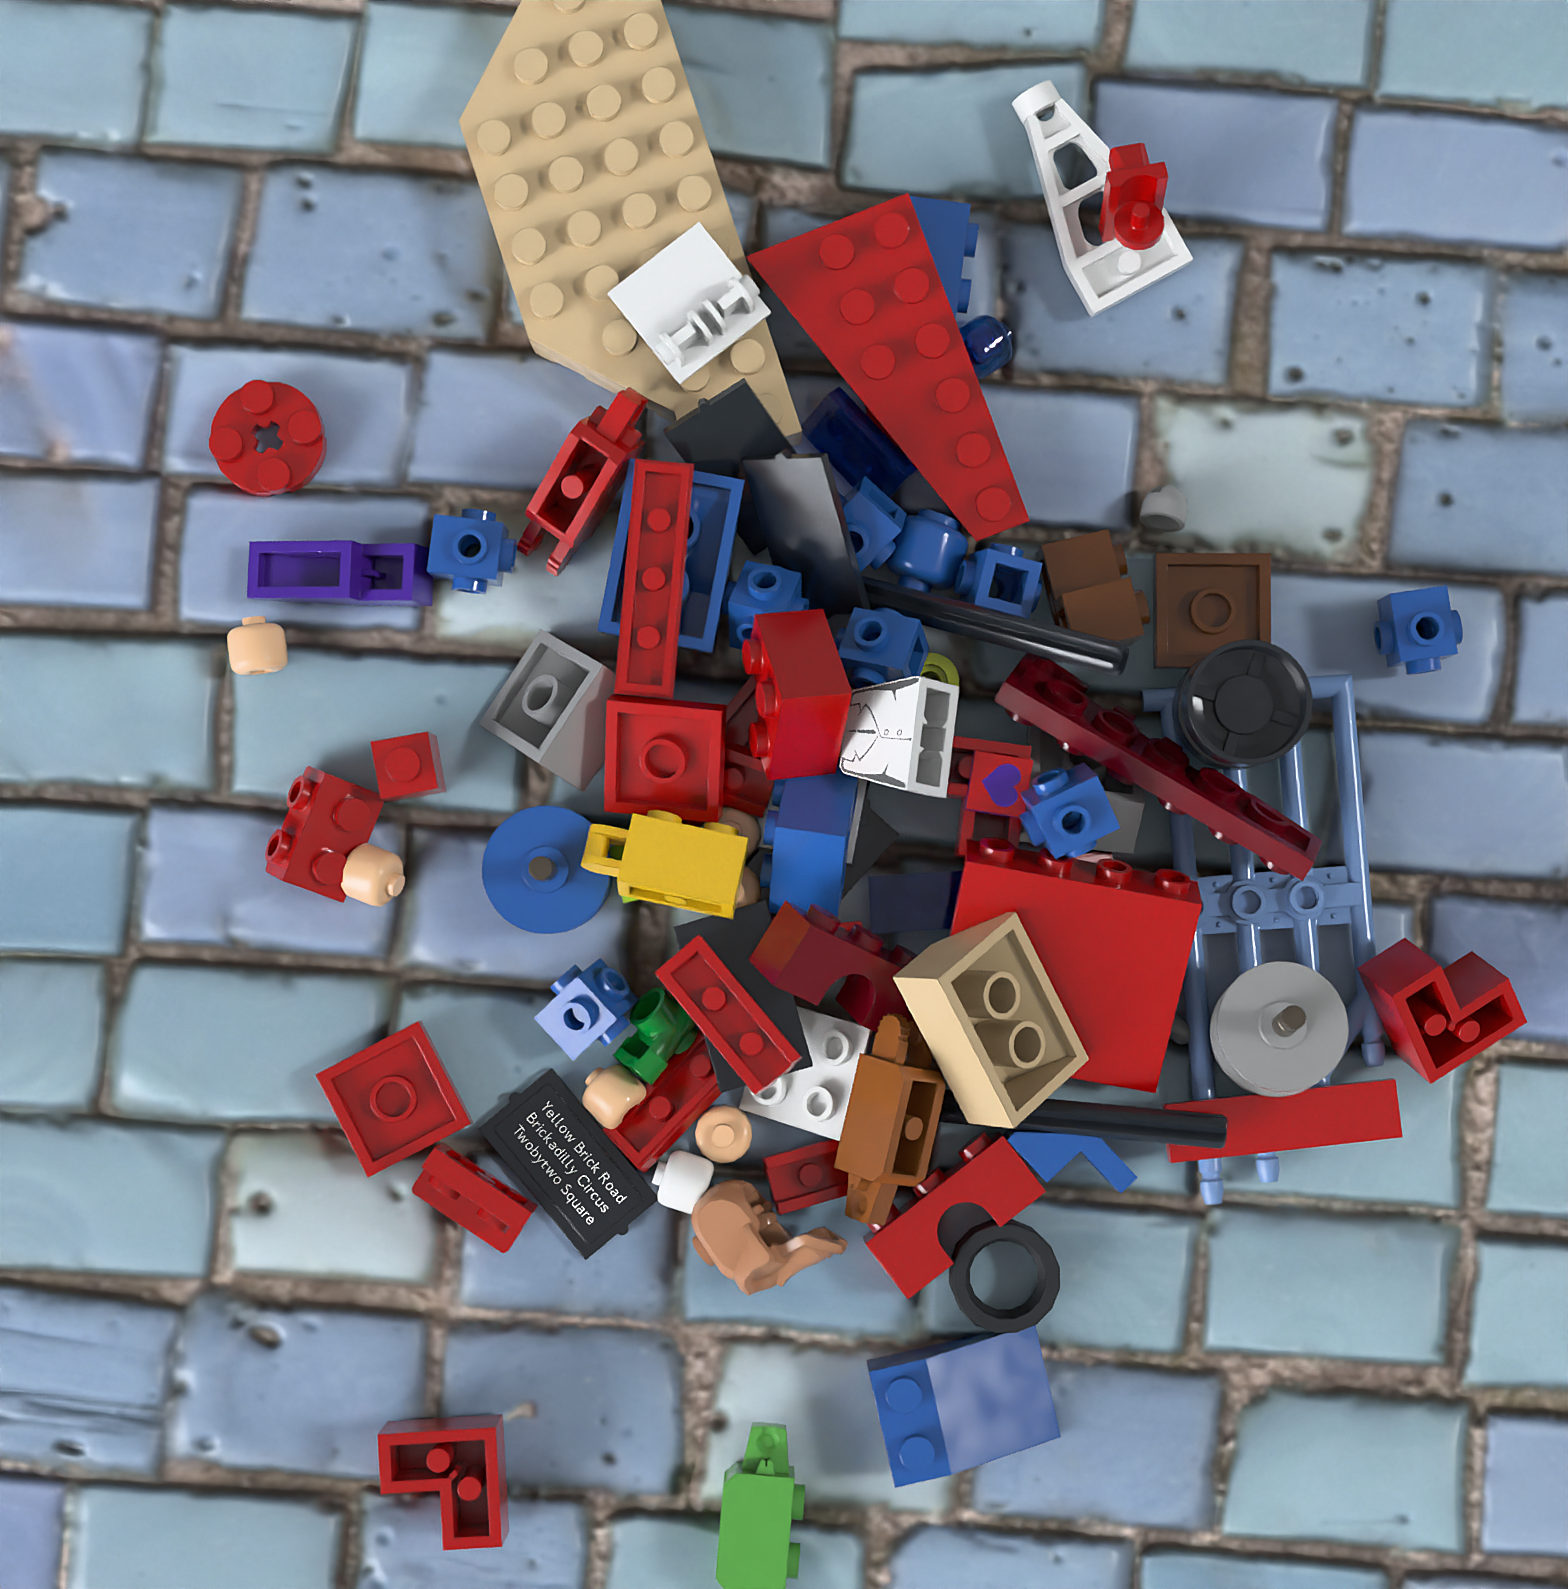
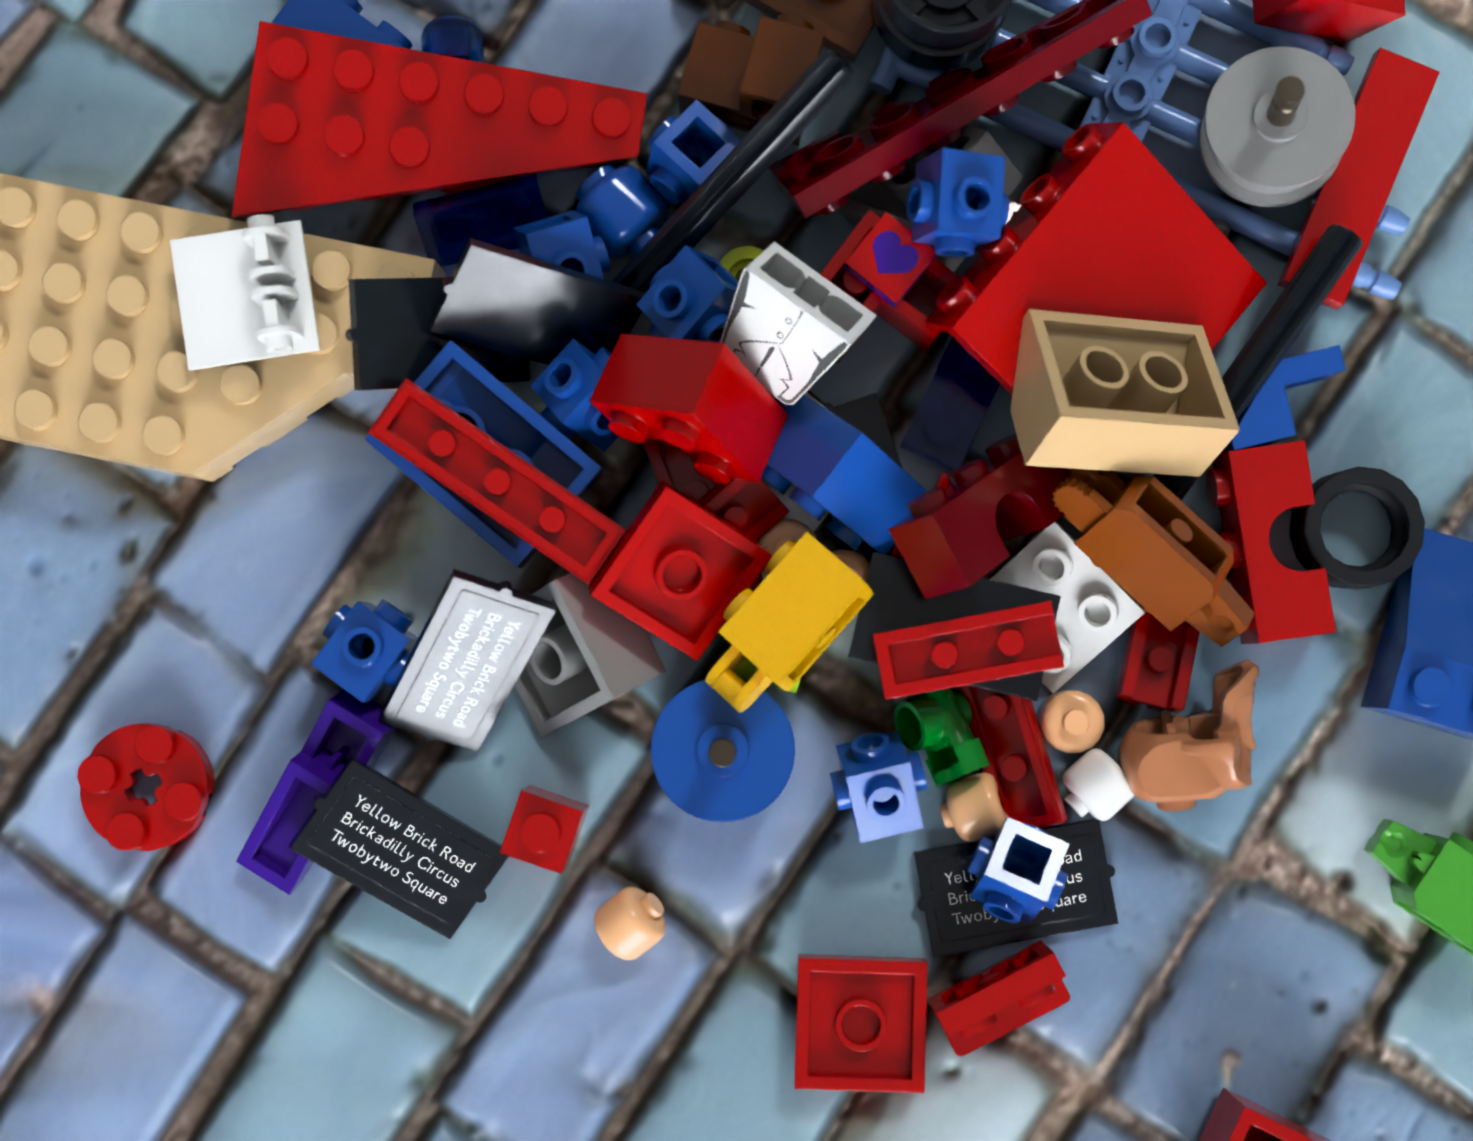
camera: 55 degrees left, 0 degrees up
(257, 647) = (342, 913): light nougat piece -> none
(320, 831) = (559, 951): red bracket -> none
(330, 663) = (399, 848): none -> piece
(503, 633) = (466, 660): none -> piece
(584, 478) = (360, 497): red hinge -> none
(597, 1149) = (1018, 872): none -> blue brick

